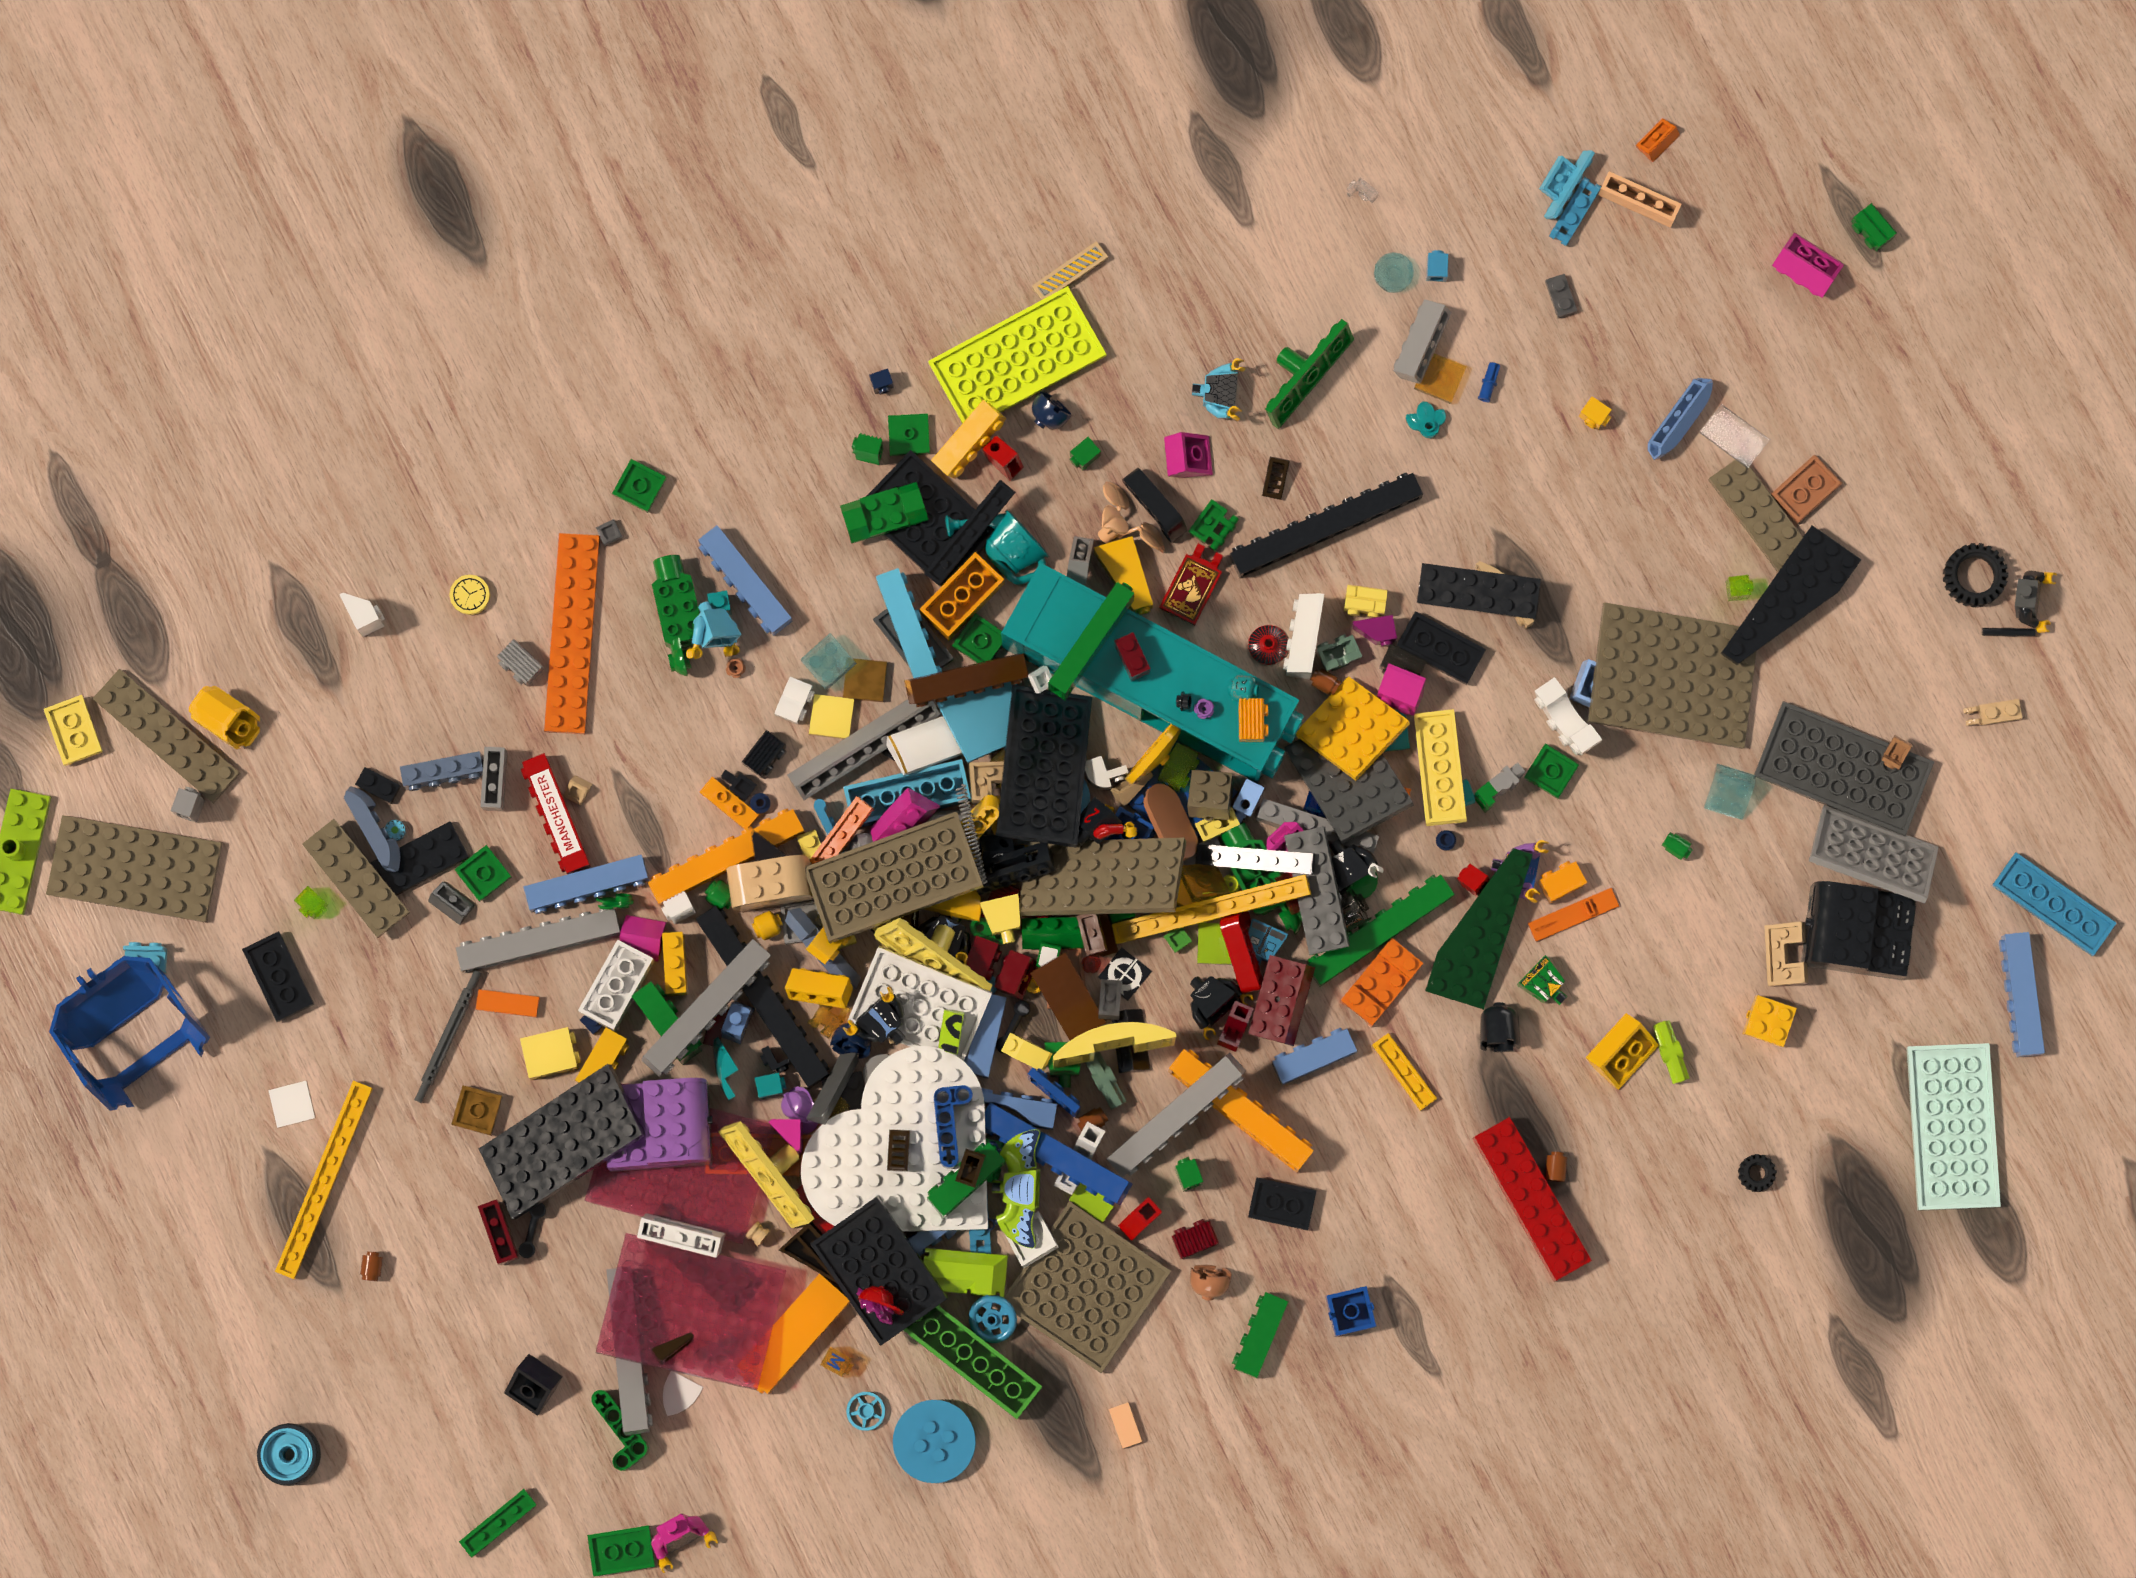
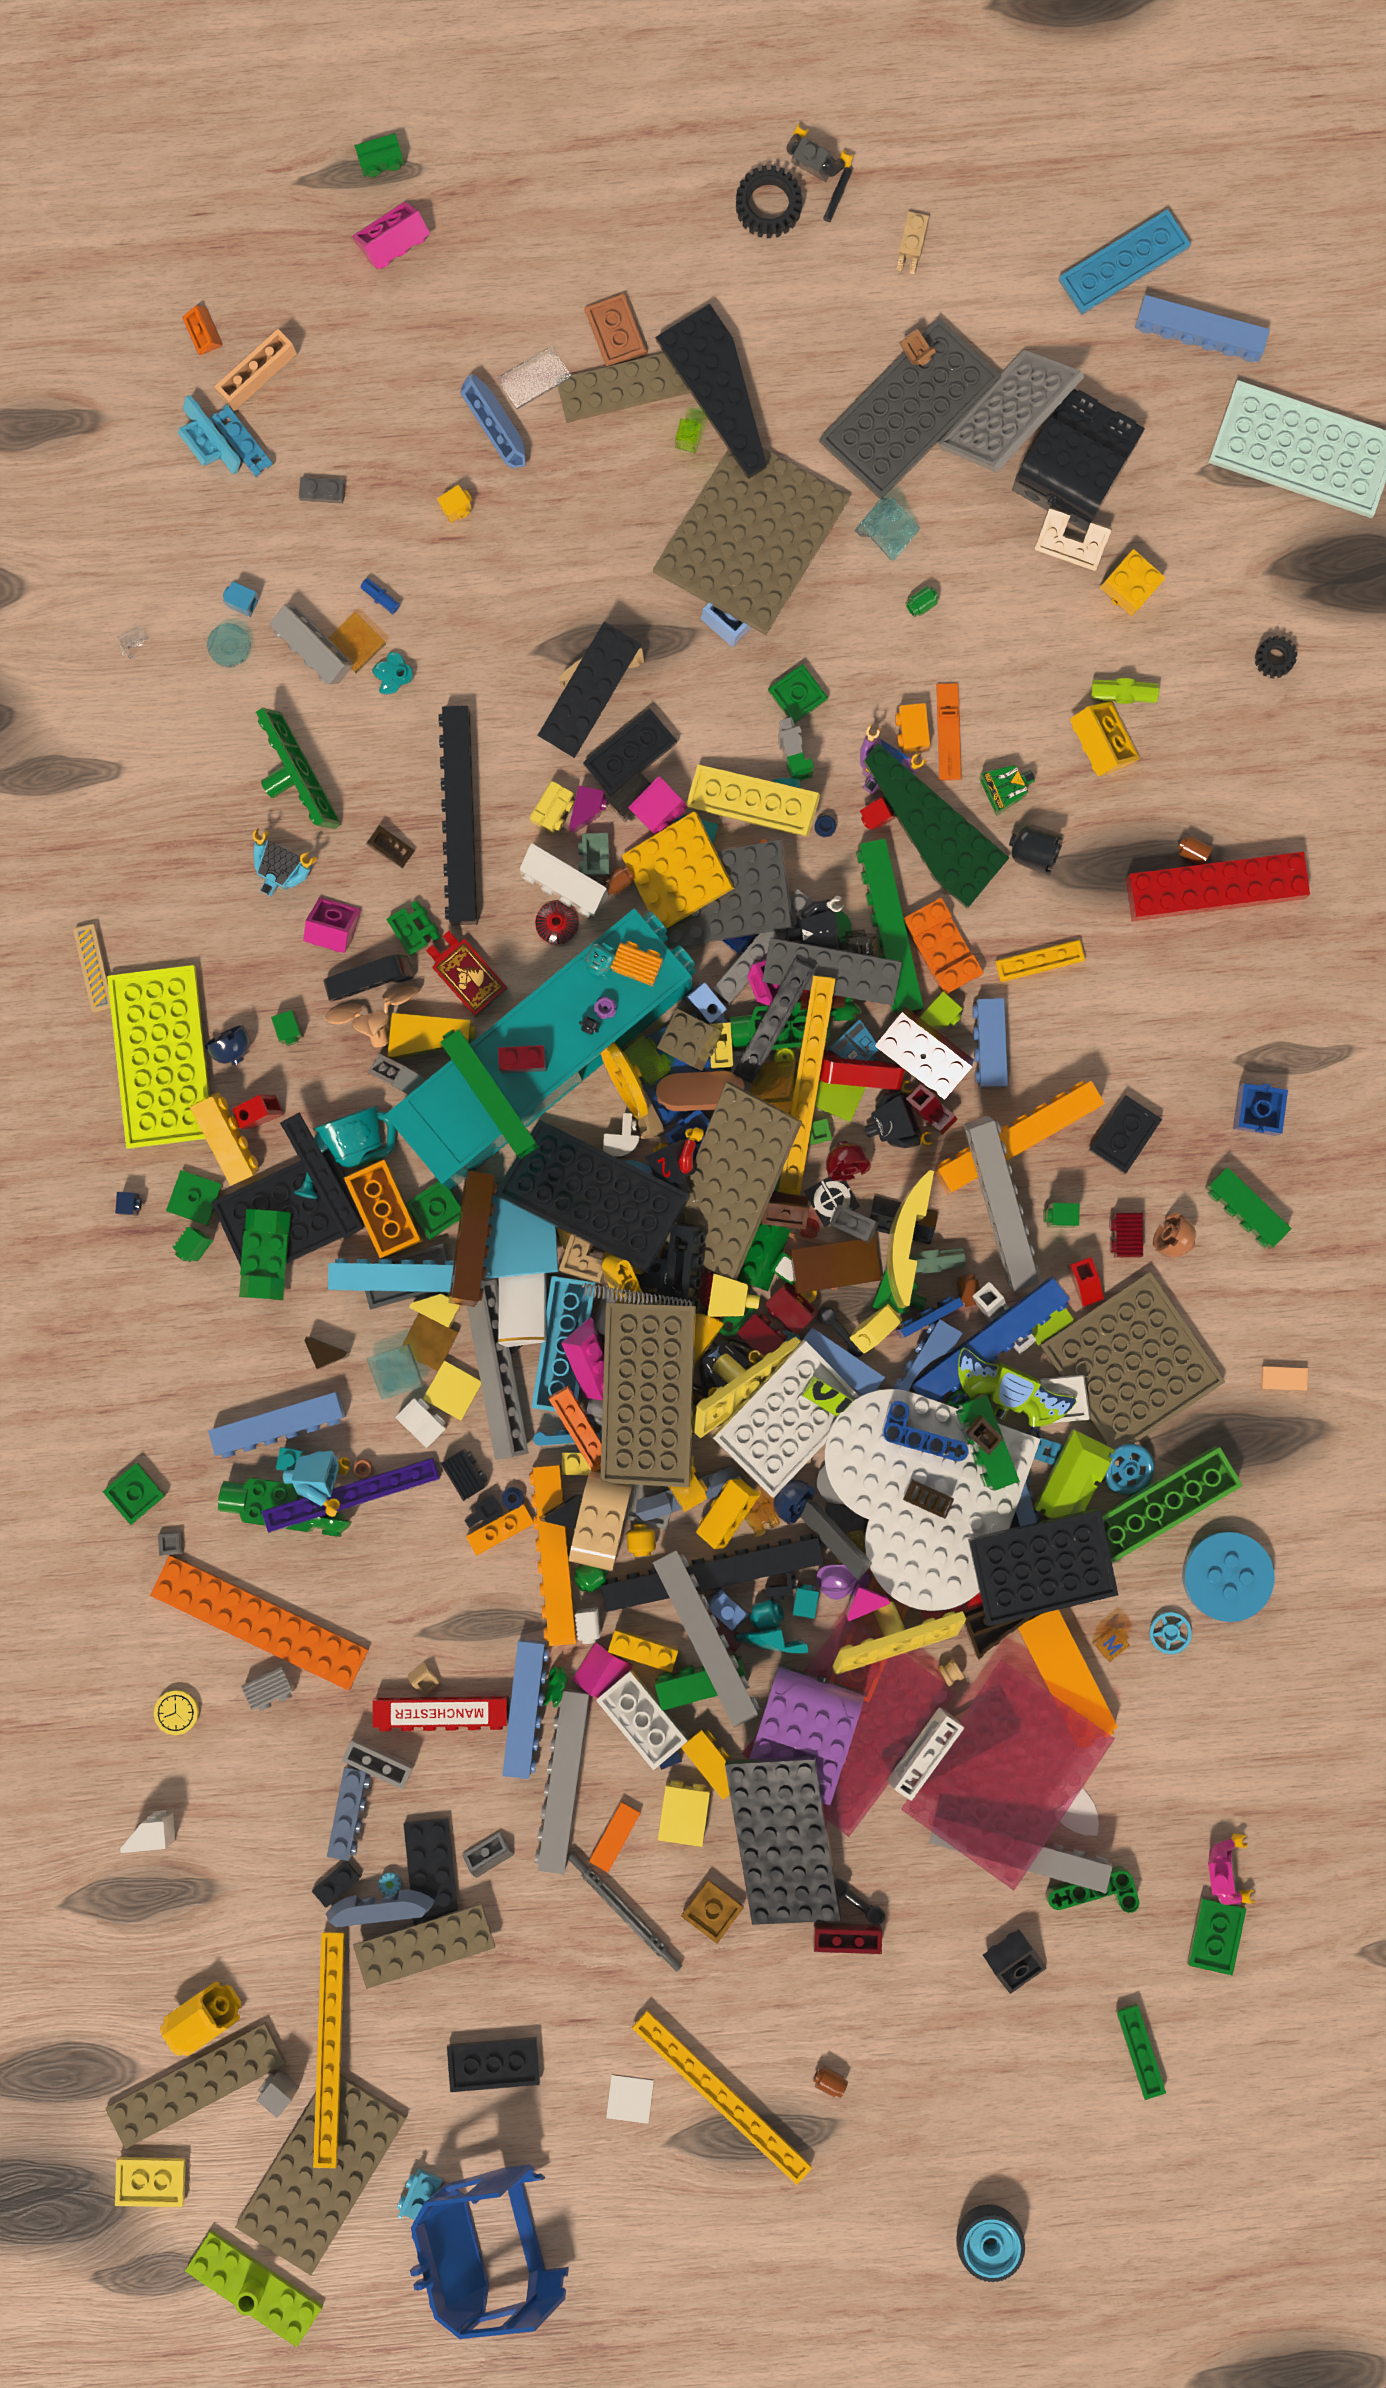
camera: 60 degrees left, 5 degrees up
(240, 833) = (329, 2050): none -> yellow plate
(311, 903) = (431, 2001): clear neon green brick -> none
(483, 873) = (471, 1810): green plate -> none
(669, 1349) = (1042, 1815): dark brown slope -> none
(711, 667) = (352, 1494): none -> dark purple tile
(745, 1057) = (767, 1615): none -> teal head
(820, 596) = (323, 1353): none -> dark brown slope
(878, 1301) = (1079, 1581): hair -> none
(880, 1020) = (788, 1465): black torso -> none
(895, 676) = (437, 1309): none -> light yellow slope
(1040, 679) = (502, 1163): white plate -> none
(1161, 971) = (846, 1161): none -> dark red cylinder
(1323, 1003) = (942, 1012): none -> lime slope
(1565, 719) = (754, 658): white brick -> none

